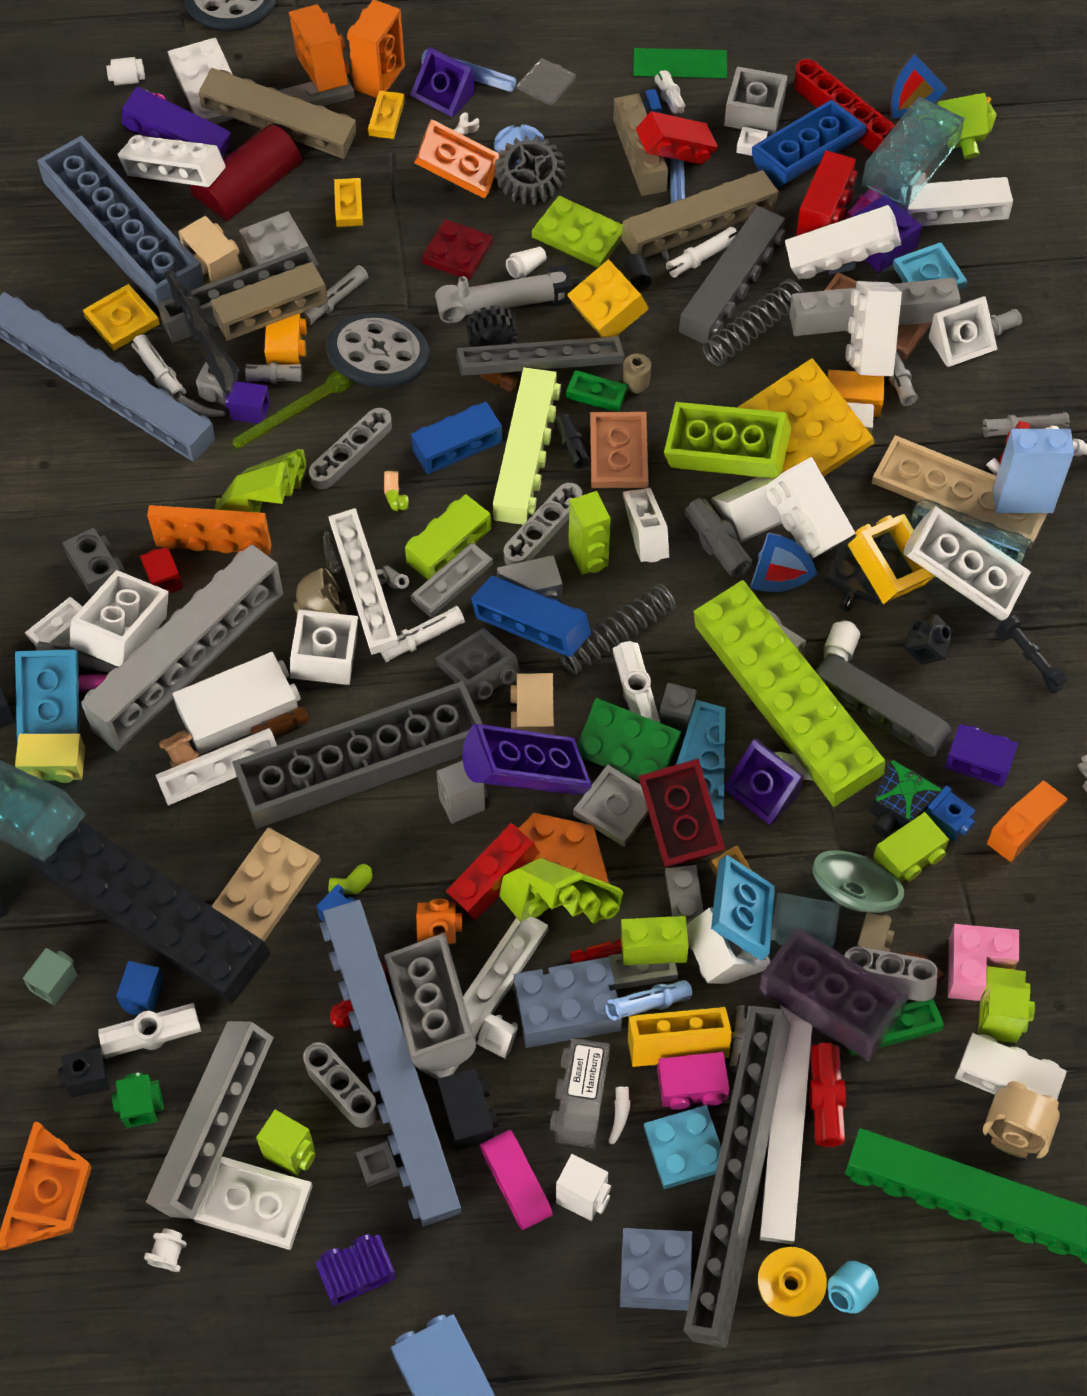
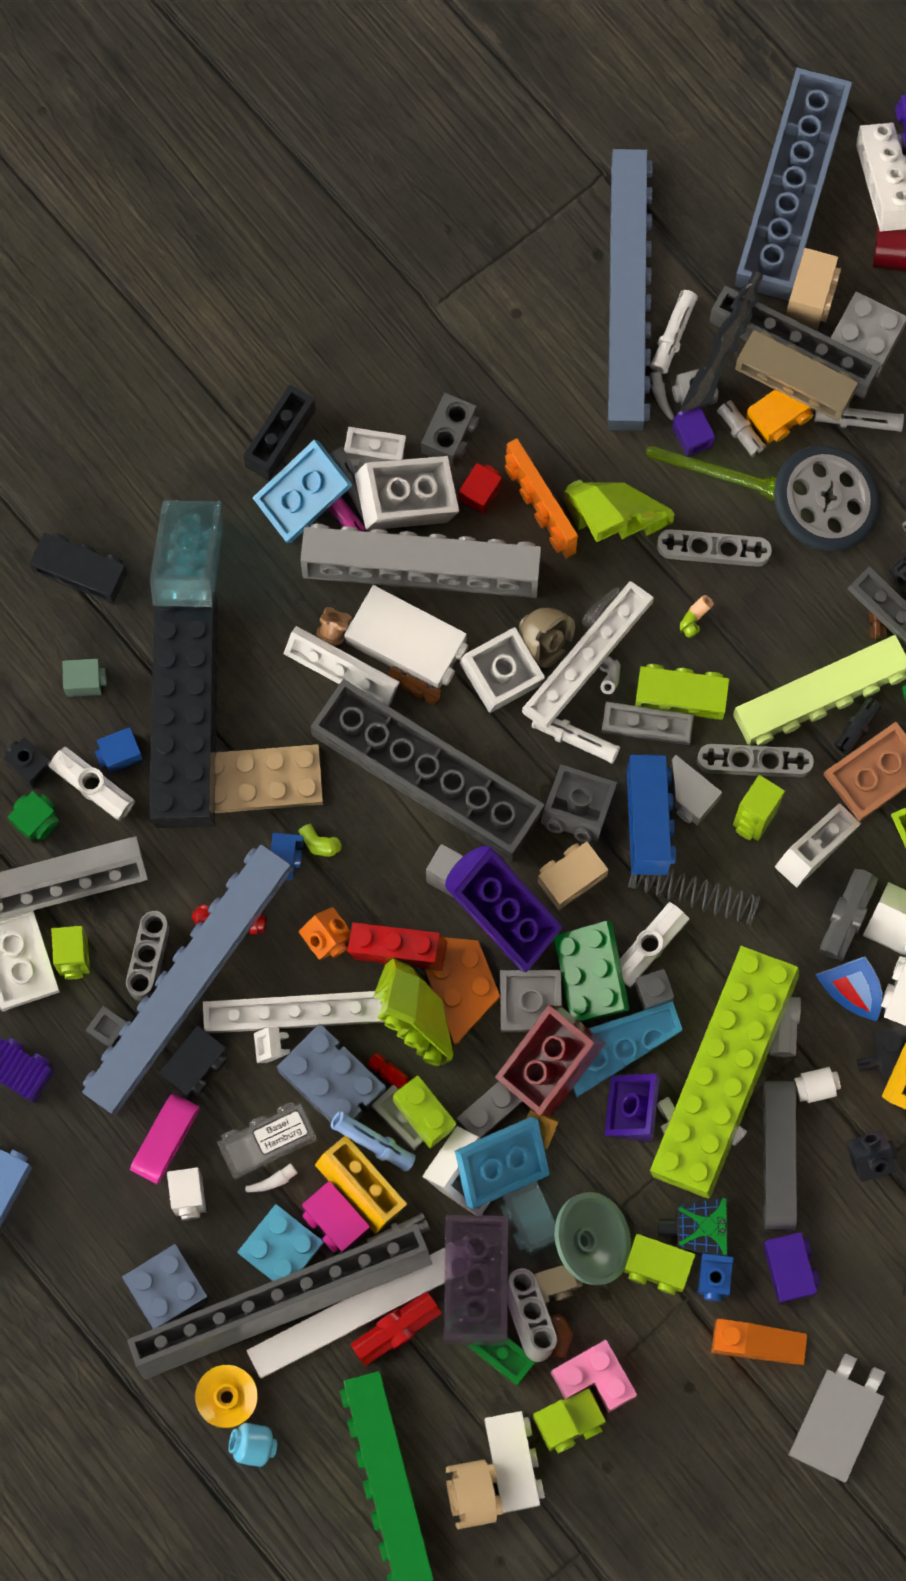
camera: 55 degrees right, 15 degrees up
(51, 756) = (256, 534): light yellow brick -> none
(121, 317) = (701, 260): yellow plate -> none
(431, 1004) = (251, 976): light grey brick -> none
(456, 437) = (786, 627): blue brick -> none

